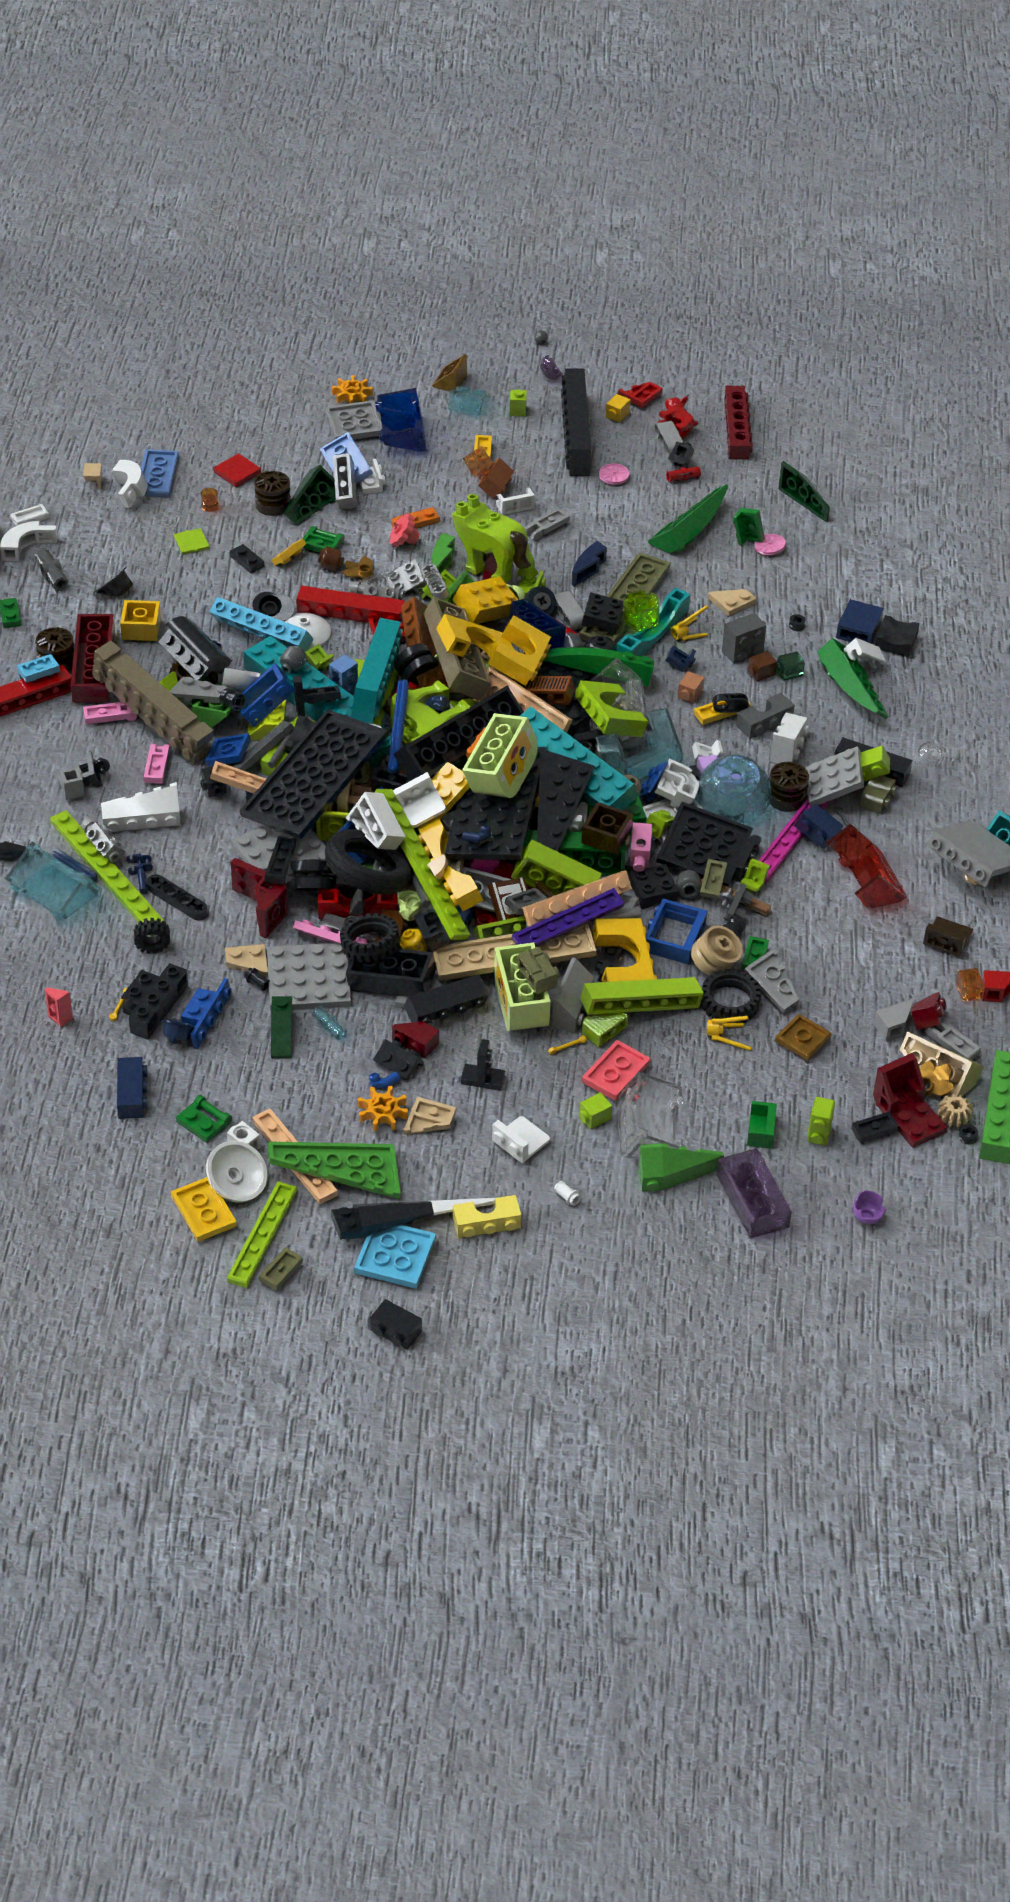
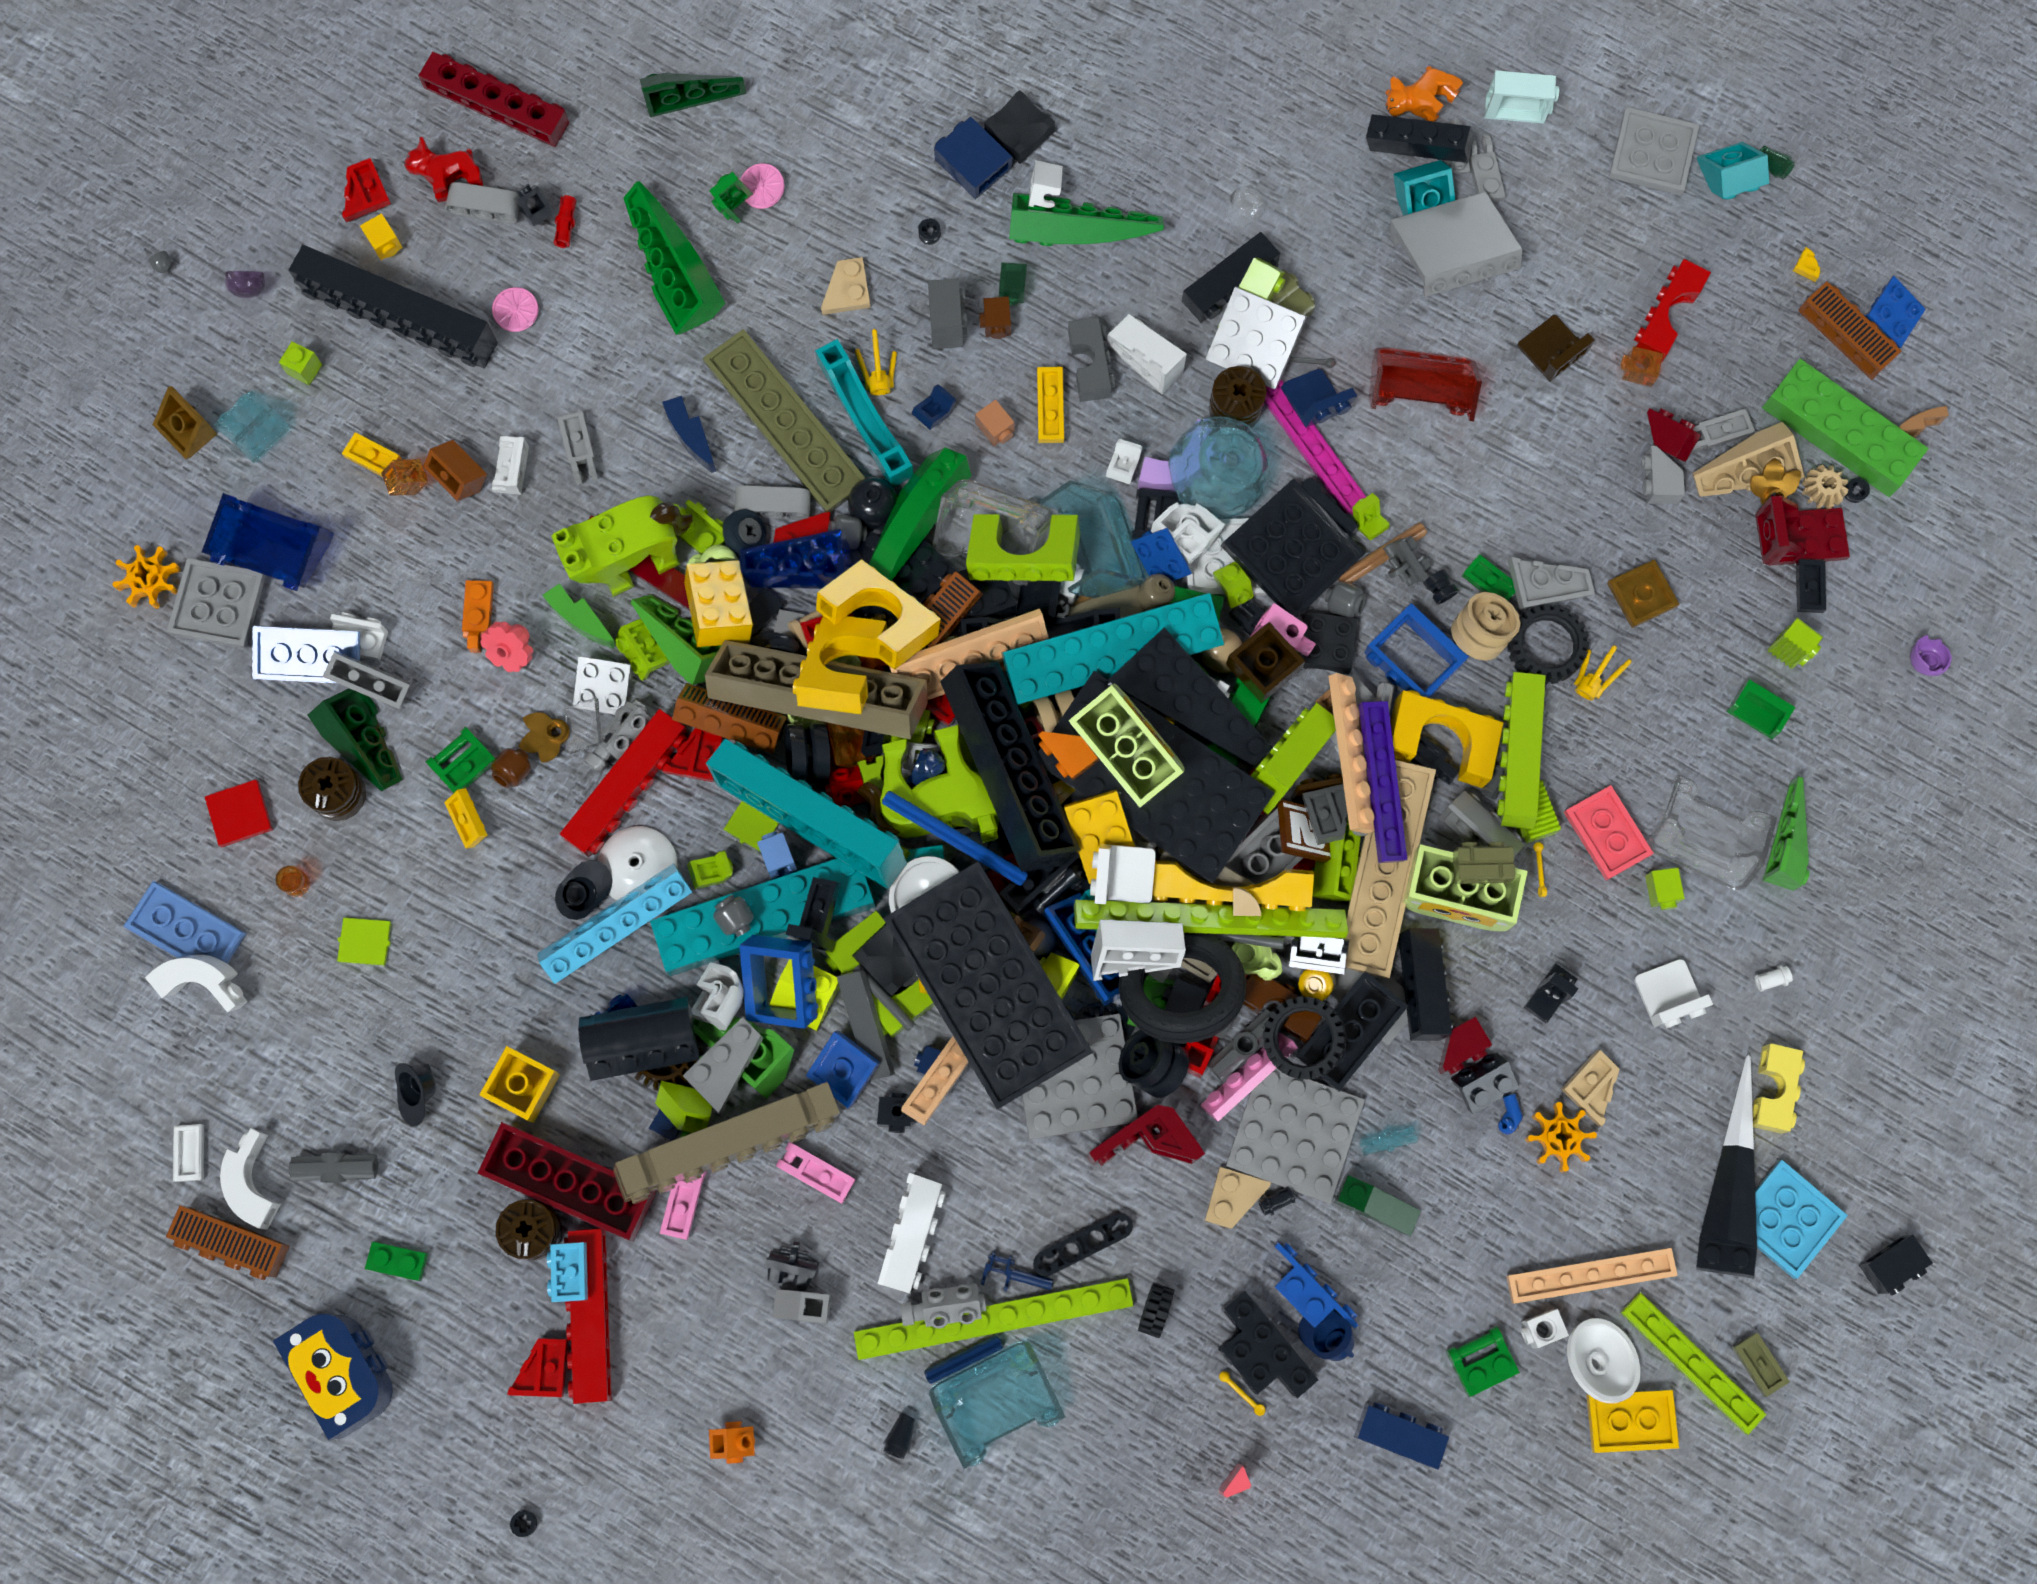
camera: 65 degrees left, 30 degrees up
(93, 472) = (147, 1026): tan panel -> none
(232, 699) = (772, 1030): black wheel -> none
(247, 558) = (444, 880): black plate -> none
(280, 860) = (1118, 1094): black tile -> none
(353, 1164) = (1639, 1217): bright green wing -> none
(434, 581) = (651, 654): light grey beam -> none
(477, 837) = (1222, 831): dark blue arm -> none
(603, 612) = (815, 464): black brick -> none
(641, 610) = (827, 413): clear neon green brick -> none
(713, 879) = (1360, 569): olive plate -> none
(734, 702) = (1060, 392): black piece -> none
(753, 1193) = (1866, 771): clear purple brick -> none

